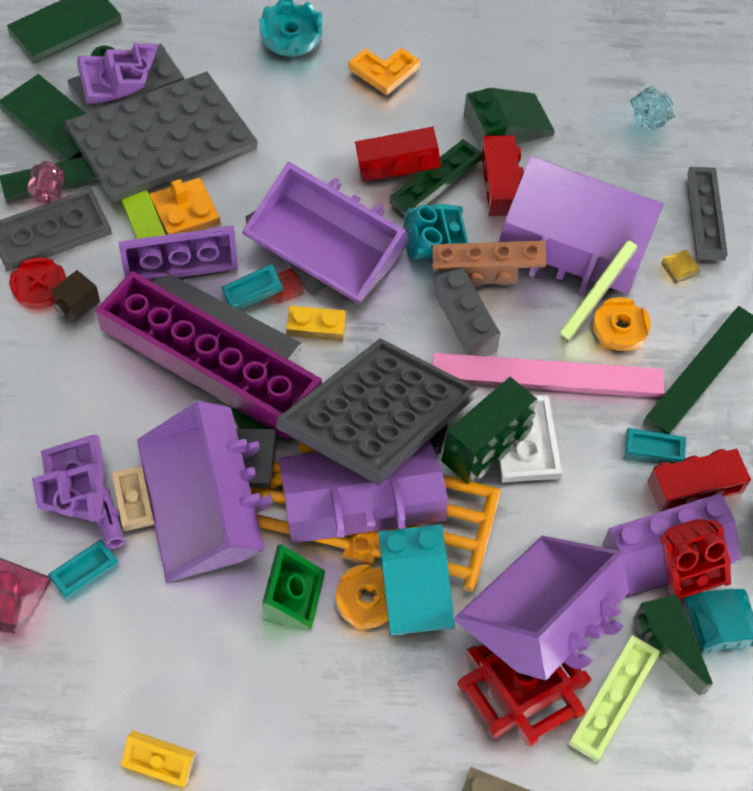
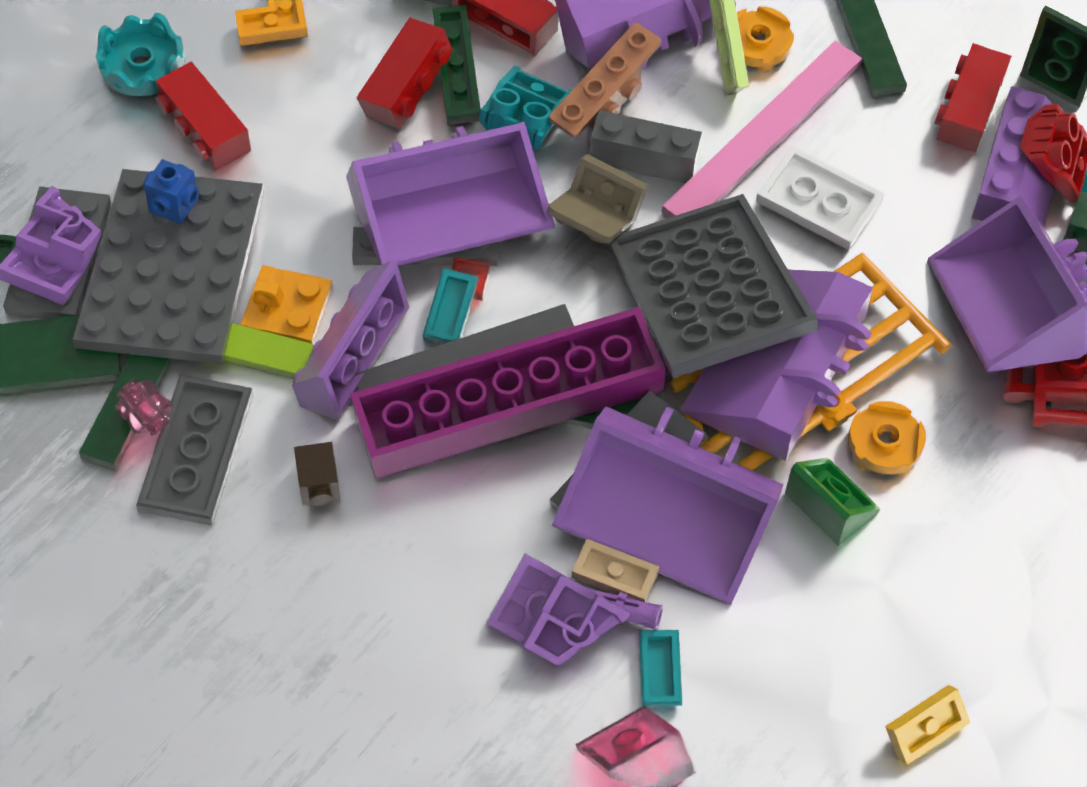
camera: 50 degrees left, 0 degrees up
(34, 280) = (259, 502): red tile -> none
(199, 96) = (171, 191): none -> blue brick
(276, 82) = (202, 116): none -> red brick
(316, 322) = (537, 281): yellow plate -> none
(396, 317) = (599, 201): none -> dark tan bracket
(416, 579) = (913, 379): teal slope -> none
(489, 430) = (812, 208): dark green brick -> none
(654, 446) = (908, 107): teal tile -> none

